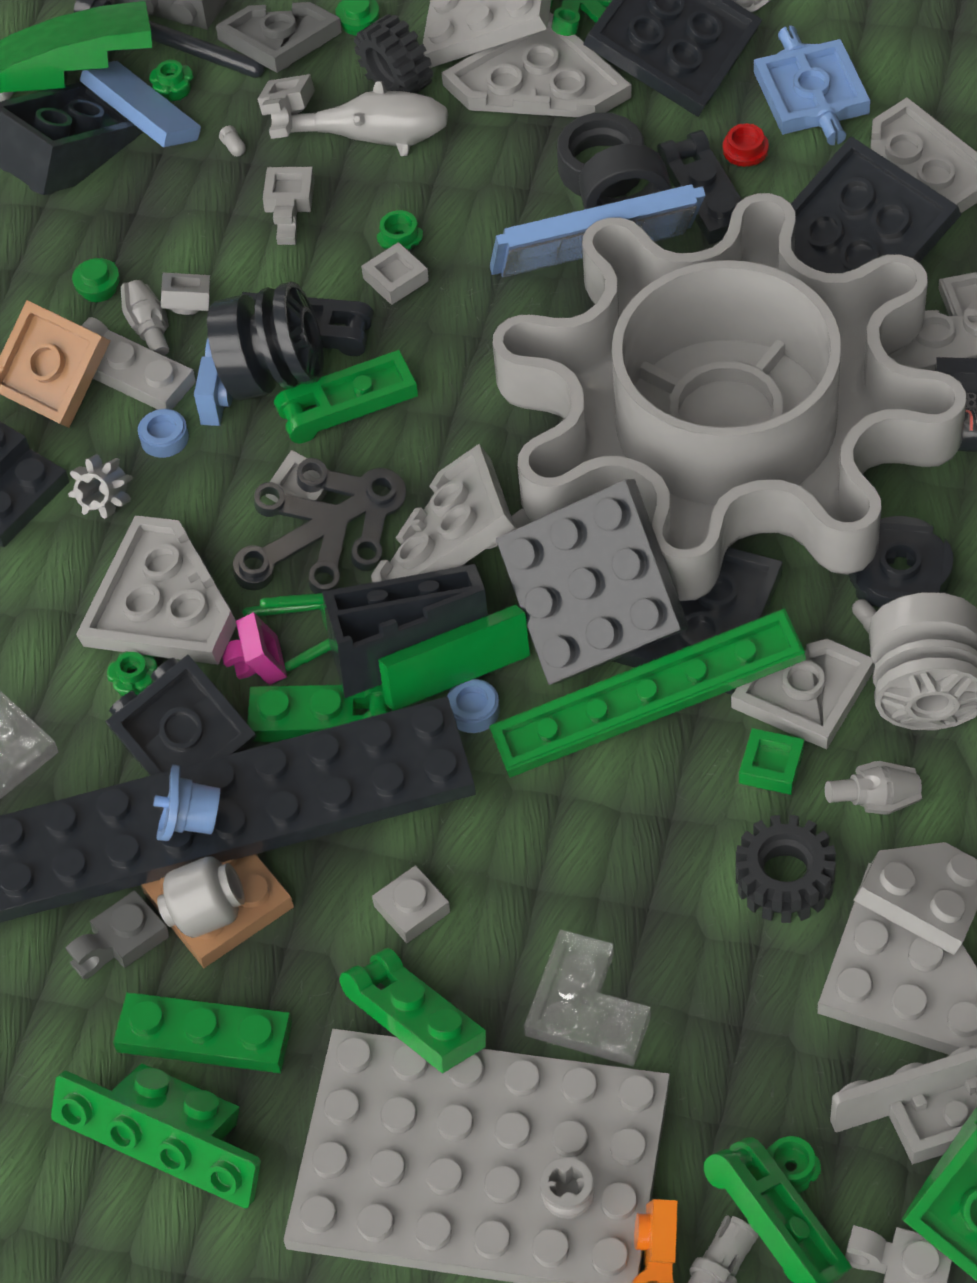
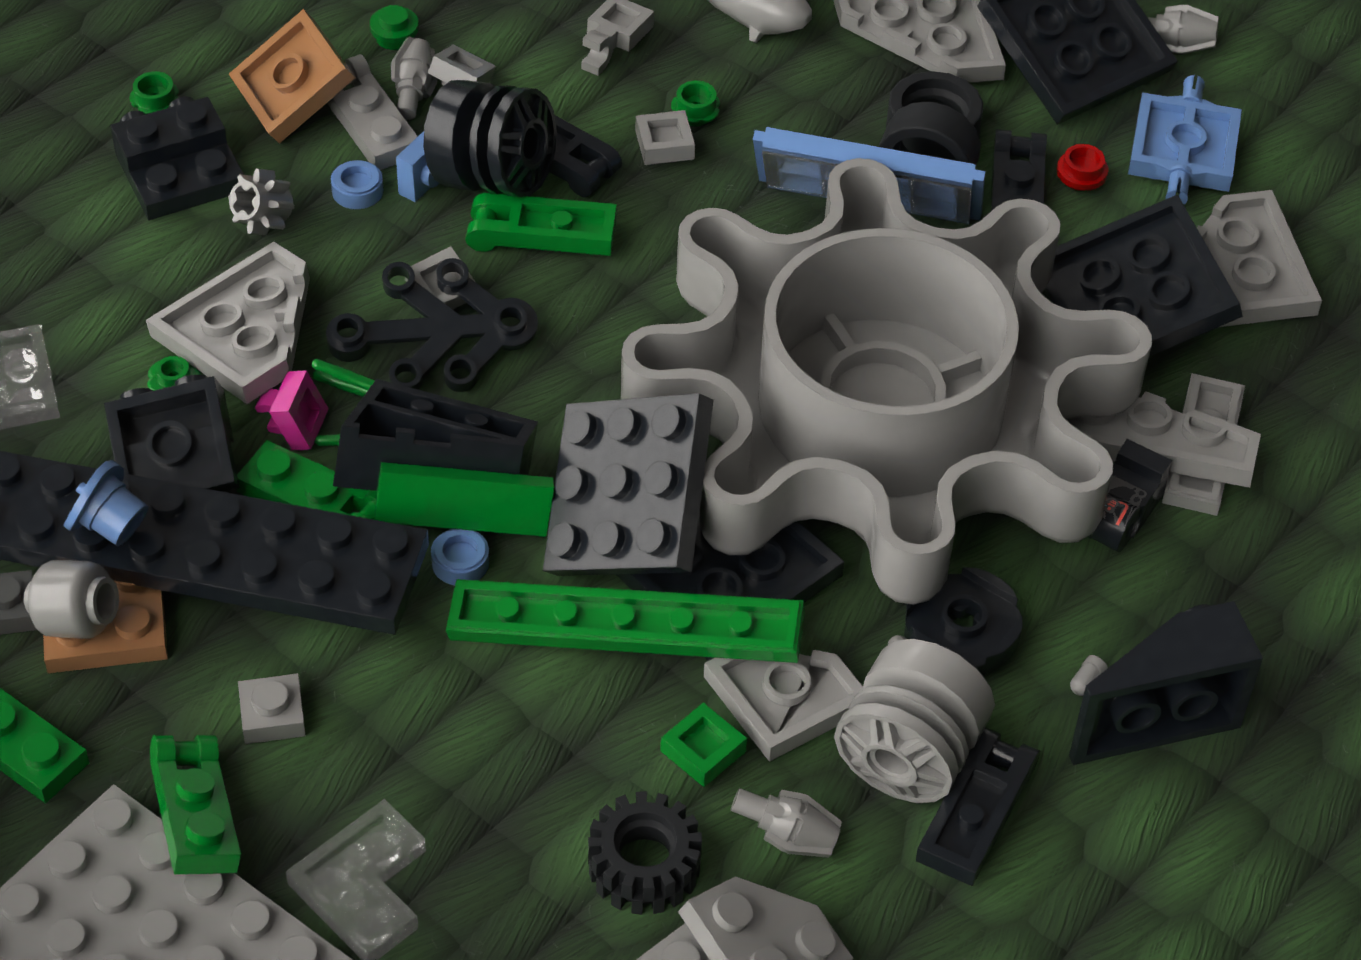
camera: 20 degrees right, 5 degrees down
(456, 523) = (564, 376): light grey plate -> none

